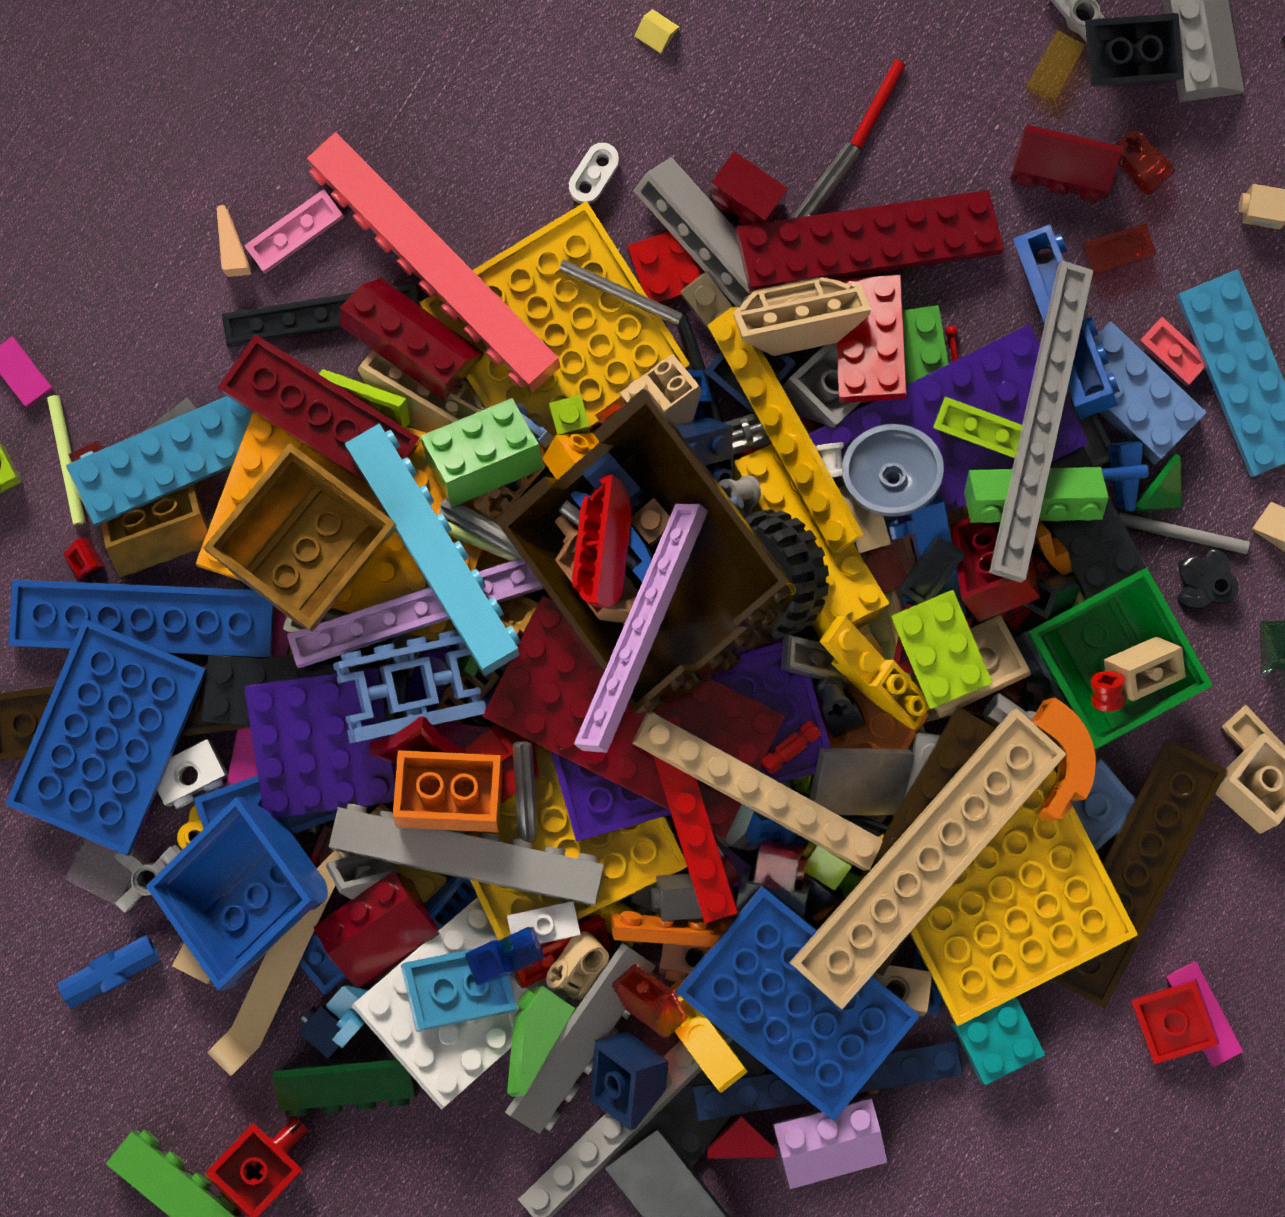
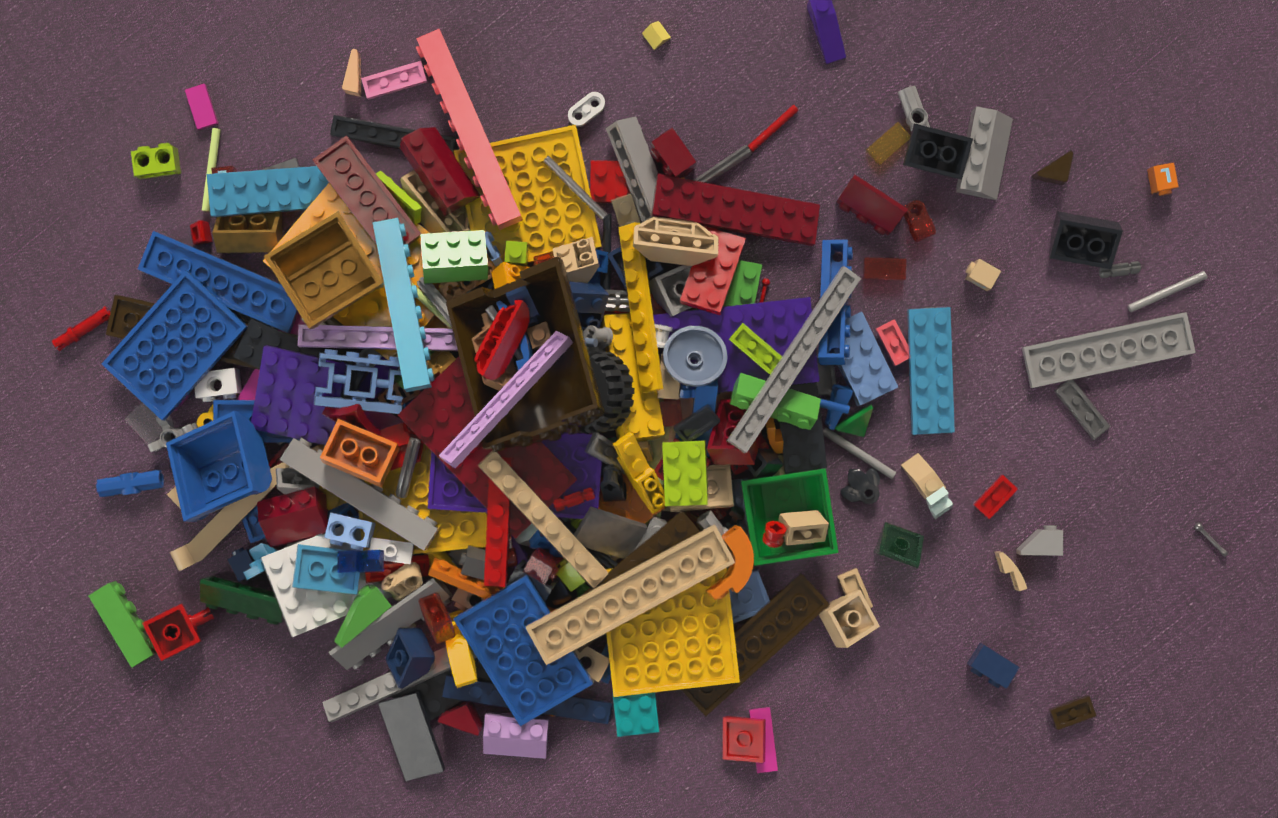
camera: 20 degrees right, 5 degrees up
(471, 908) = (350, 526): none -> light blue brick

